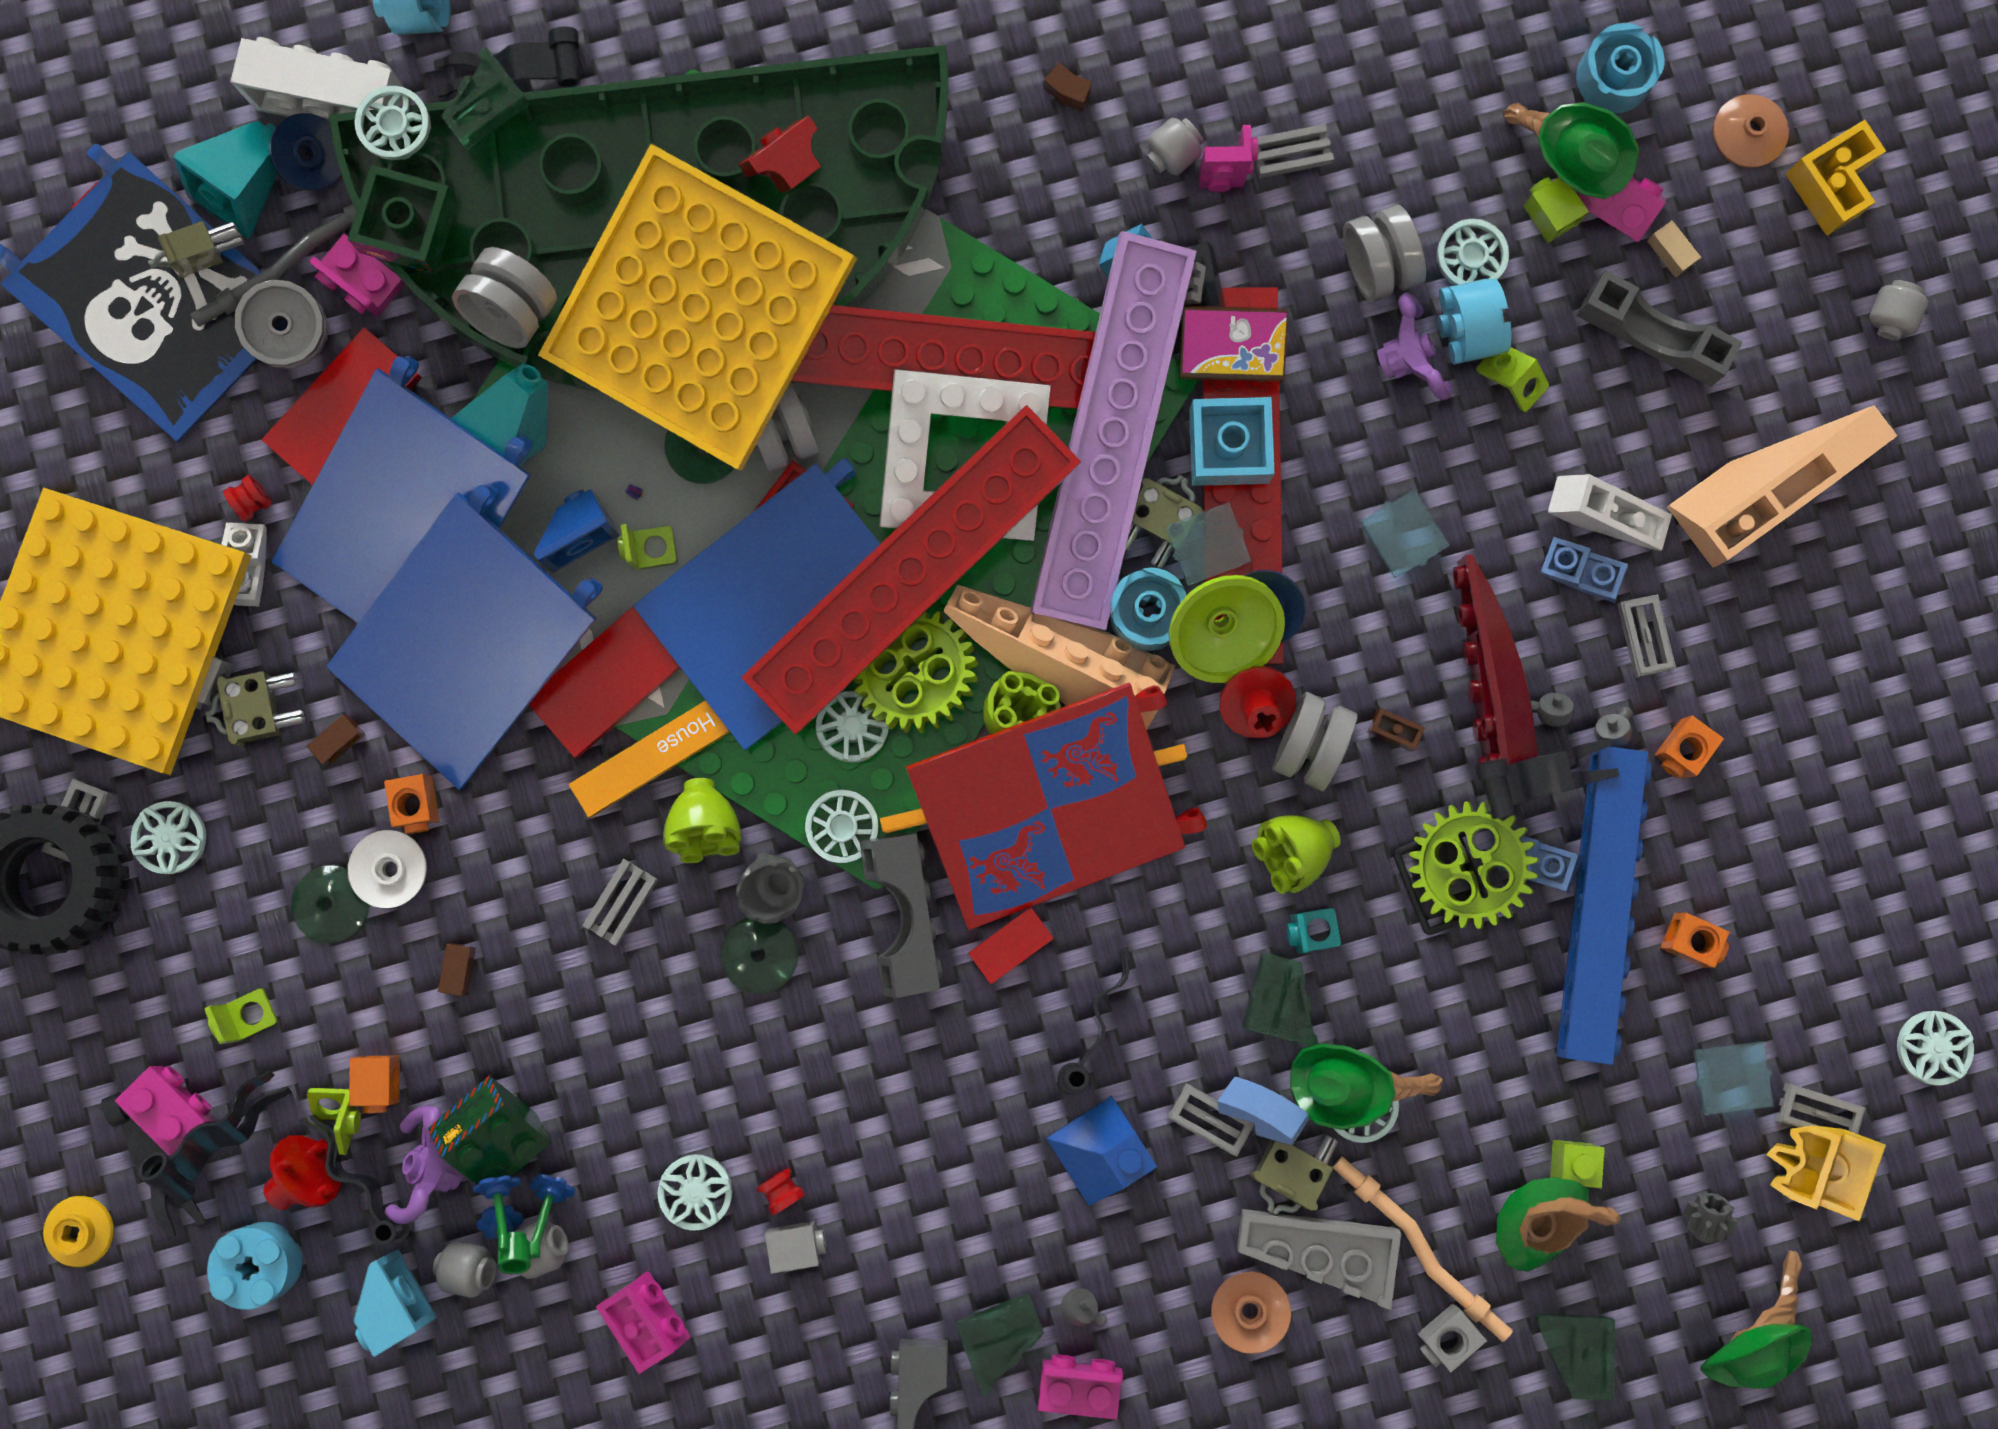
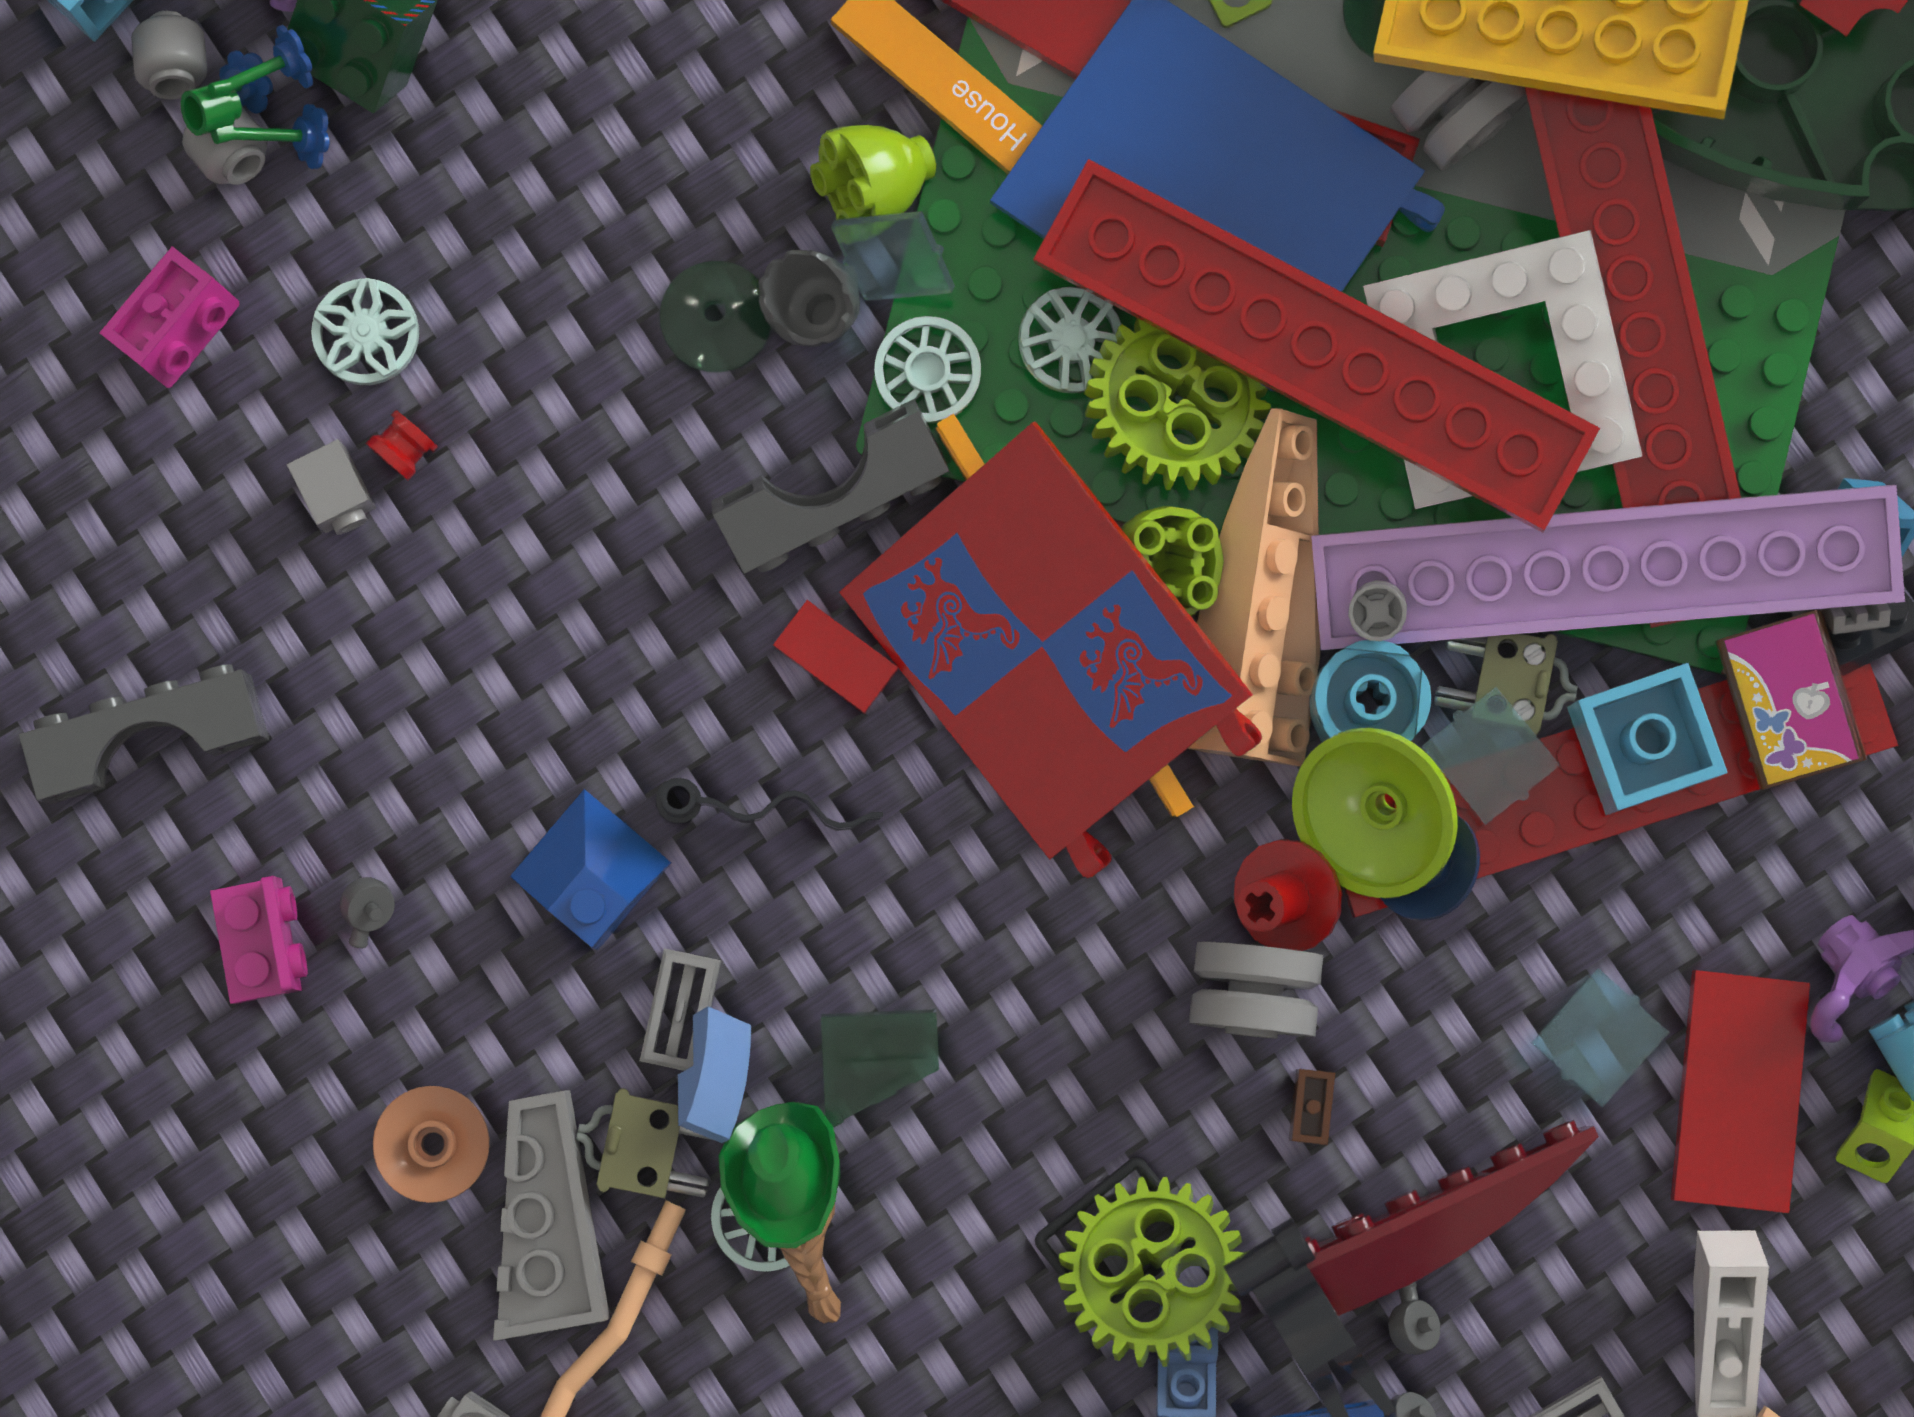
camera: 70 degrees right, 0 degrees up
(602, 930) = (682, 91): light grey tile -> none
(760, 825) = (893, 255): none -> clear light blue piece
(998, 1338) = (291, 806): clear green wing -> none
(1101, 588) = (1373, 618): none -> light grey wheel
(1295, 850) = (1095, 1013): lime piece -> none
(1299, 936) = (982, 1053): teal bracket -> none
(1466, 457) = (1740, 1091): none -> red tile
(1584, 570) = (1632, 1311): medium blue slope -> none

